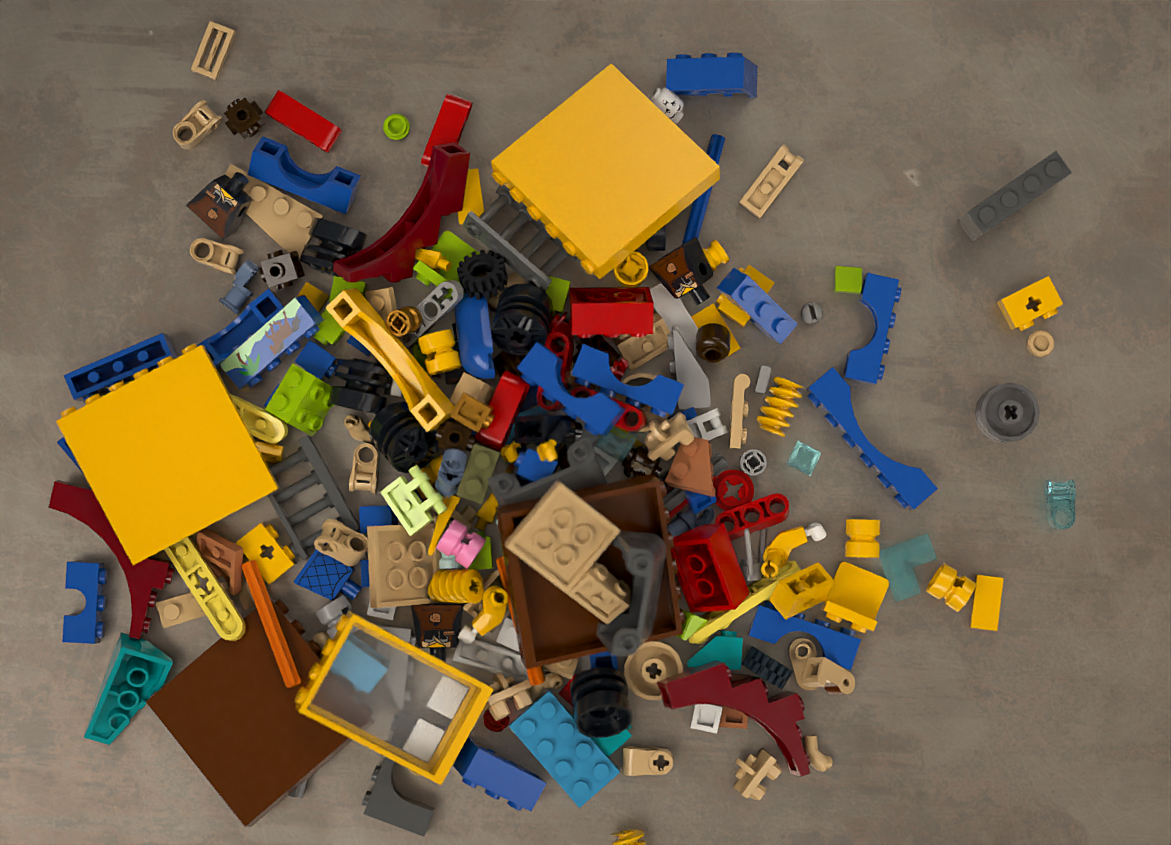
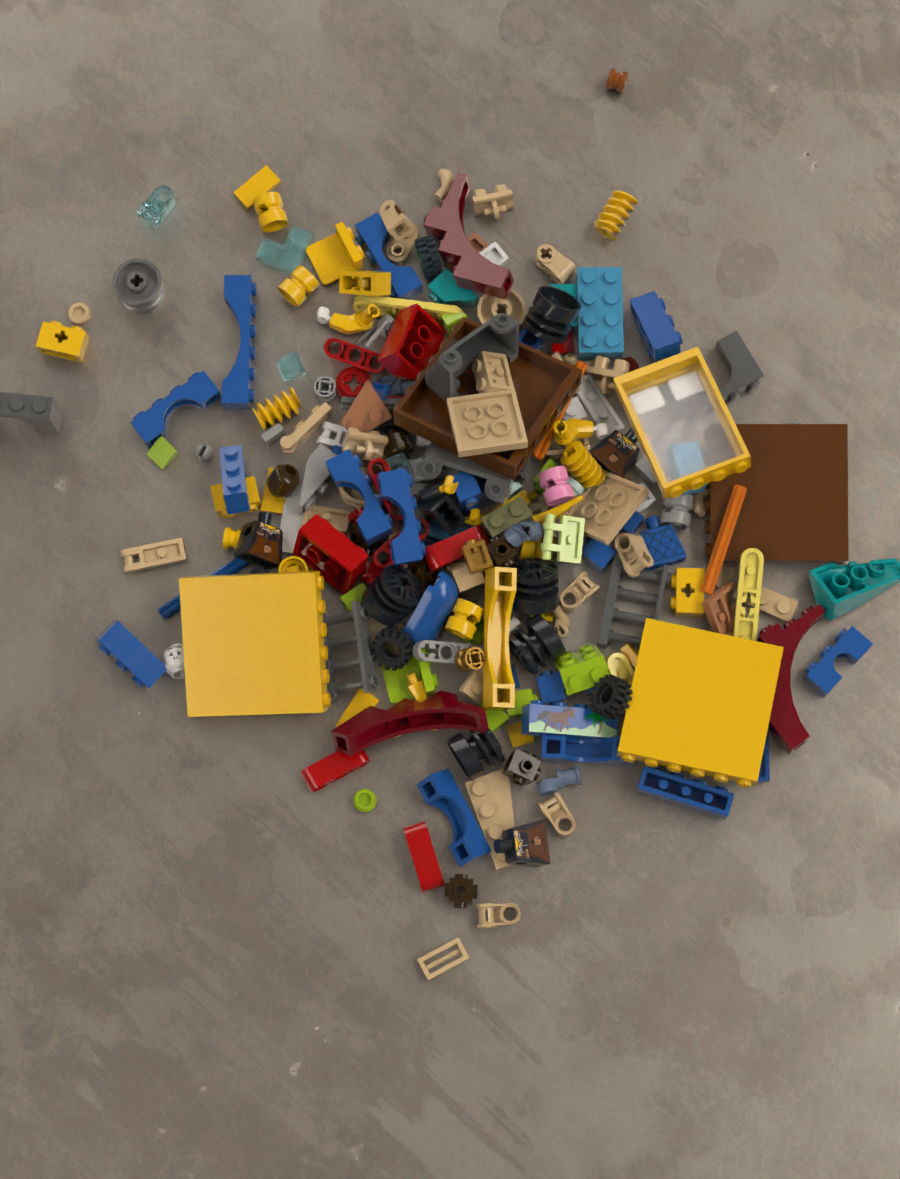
camera: 140 degrees left, 10 degrees down
(257, 382) = (610, 697): none -> black tyre

